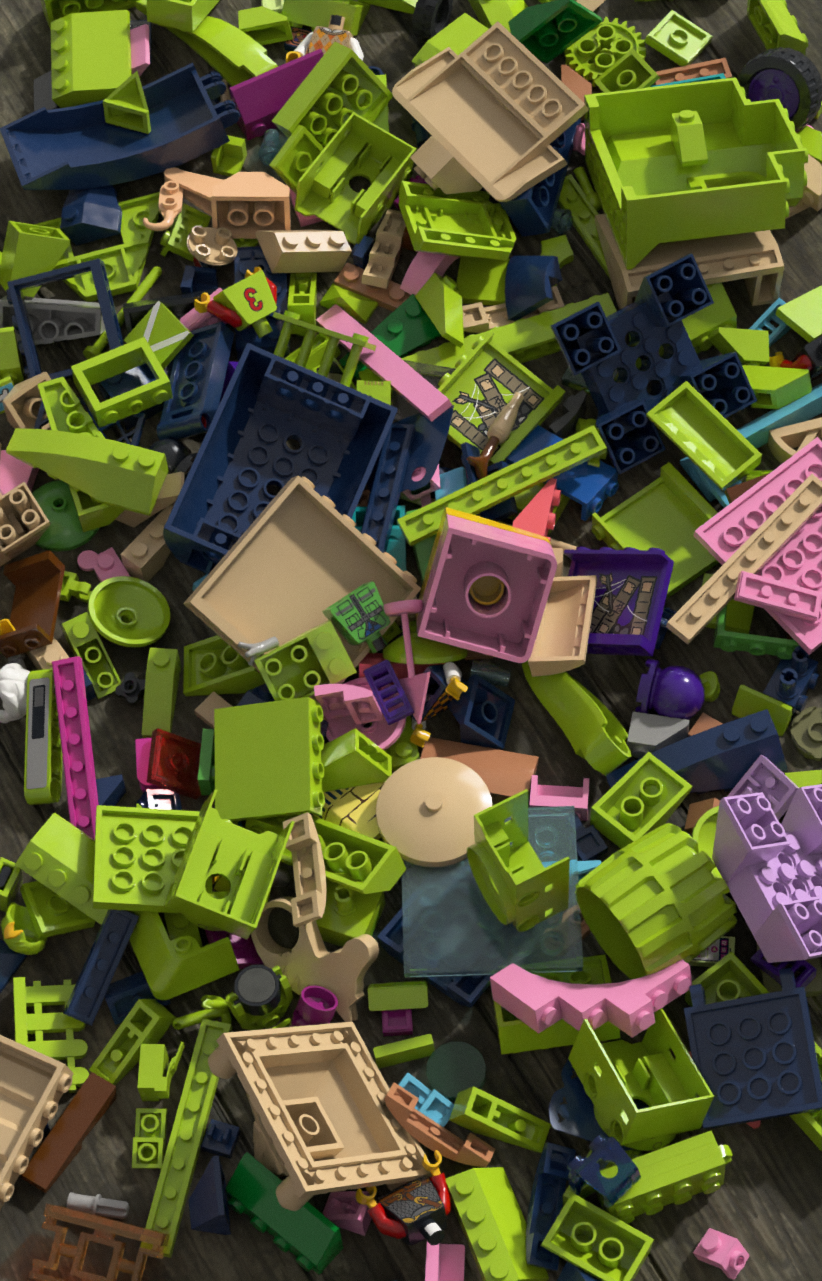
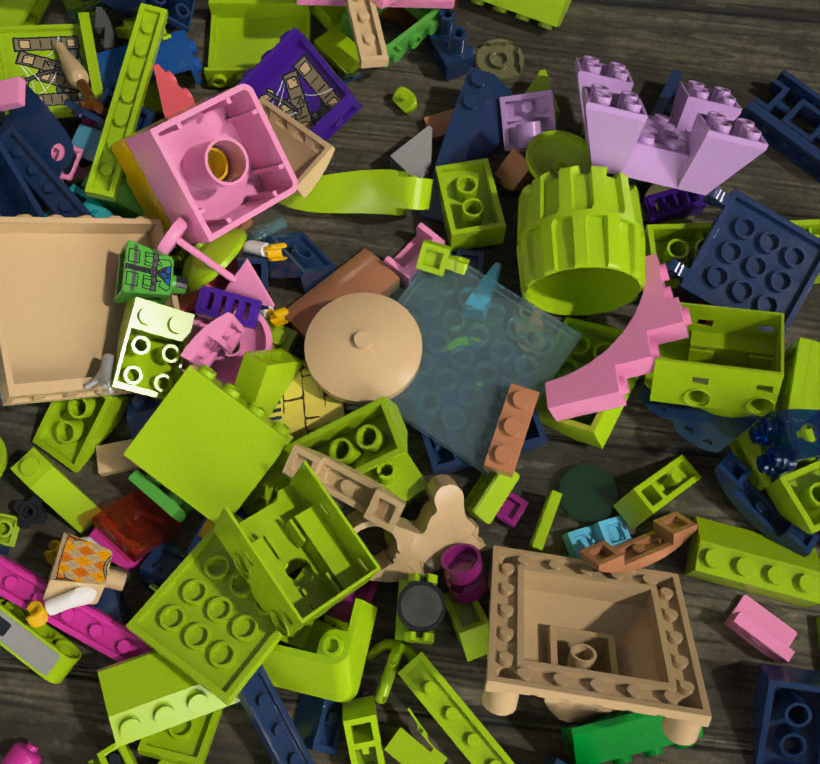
camera: 60 degrees left, 10 degrees up
(106, 750) = (76, 577): none -> torso
(220, 1138) = (512, 734): dark blue tile -> none
(414, 1209) = (710, 610): torso -> none
(451, 965) = (511, 430): none -> nougat plate
(513, 875) = (483, 332): lime piece -> none
(554, 811) = (436, 259): none -> lime plate
(670, 691) = (393, 122): dark purple tile -> none
(751, 701) = (449, 81): lime slope -> none

